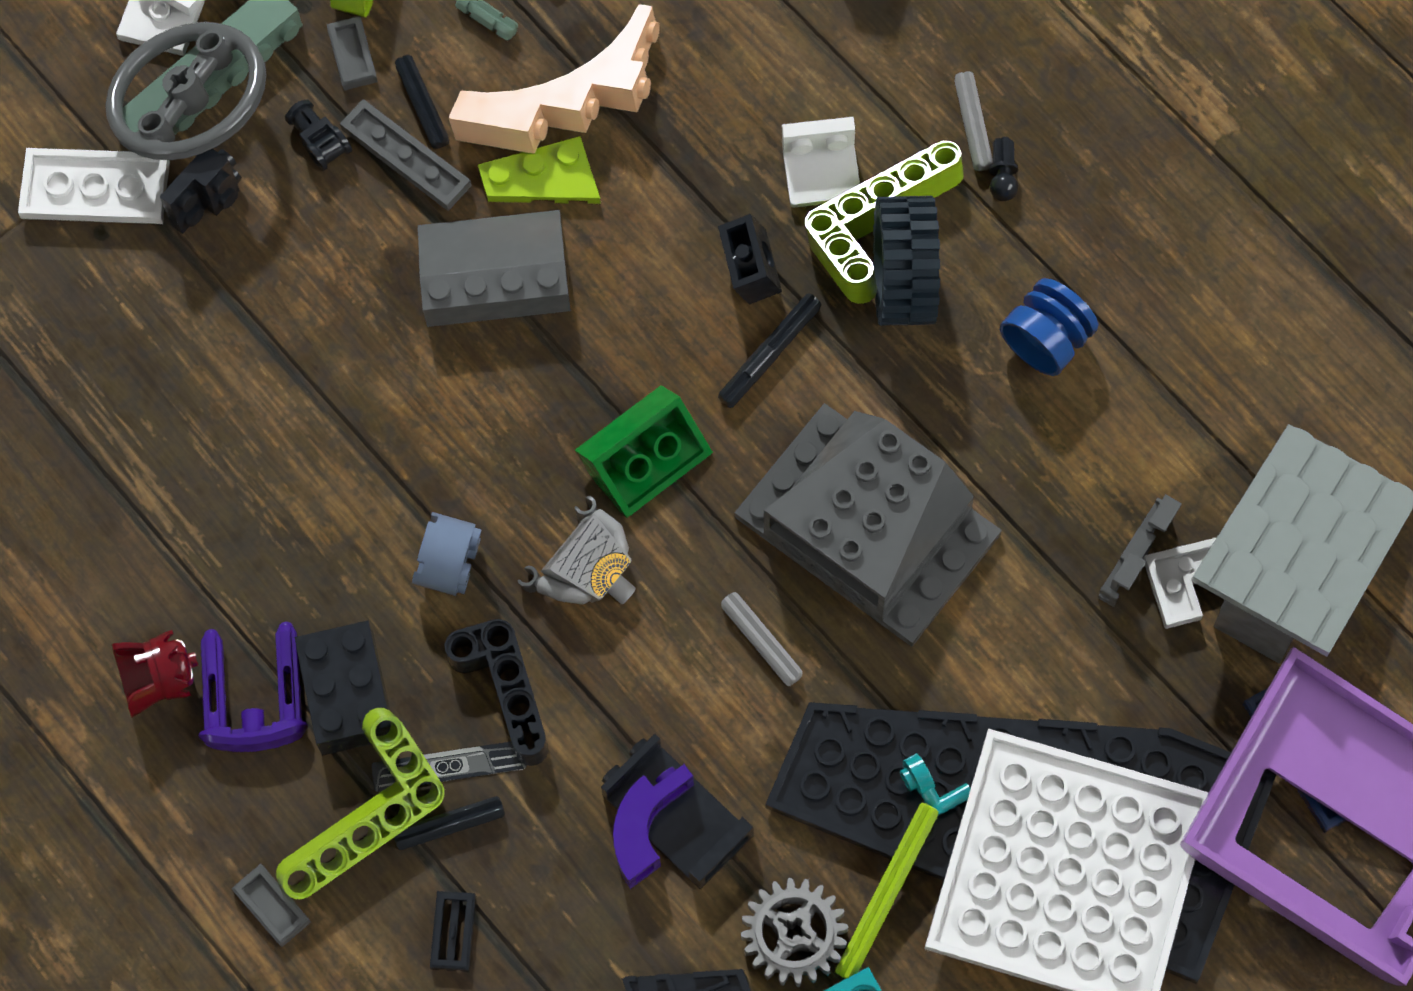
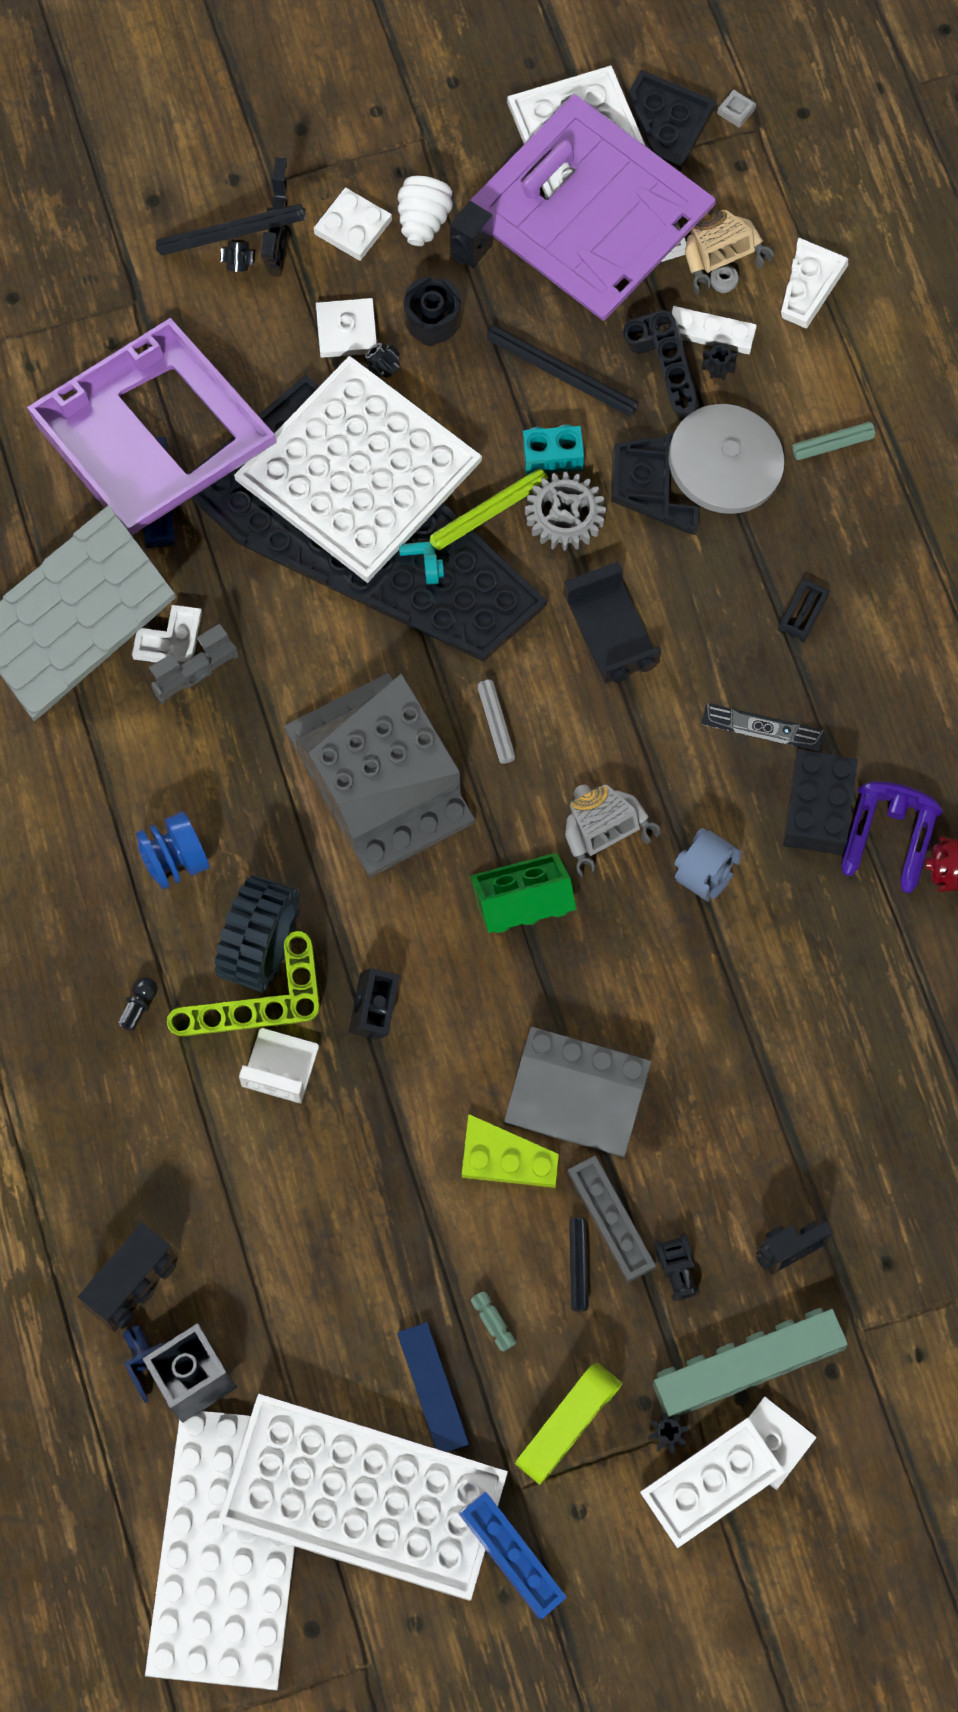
camera: 160 degrees left, 0 degrees up
(92, 186) = (880, 1300): white plate -> none
(185, 91) = (766, 1337): dark grey piece -> none
(271, 905) = (928, 679): dark grey tile -> none
(352, 53) = (620, 1336): dark grey tile -> none
(369, 814) = (806, 703): lime beam -> none
(450, 822) = (779, 683): black axle -> none
(508, 692) = (699, 751): black beam -> none
(570, 102) = (415, 1203): light nougat arch -> none
(634, 819) = (641, 627): dark purple arch -> none
(769, 350) = (390, 934): black axle -> none
(973, 121) = (140, 1056): light grey axle -> none

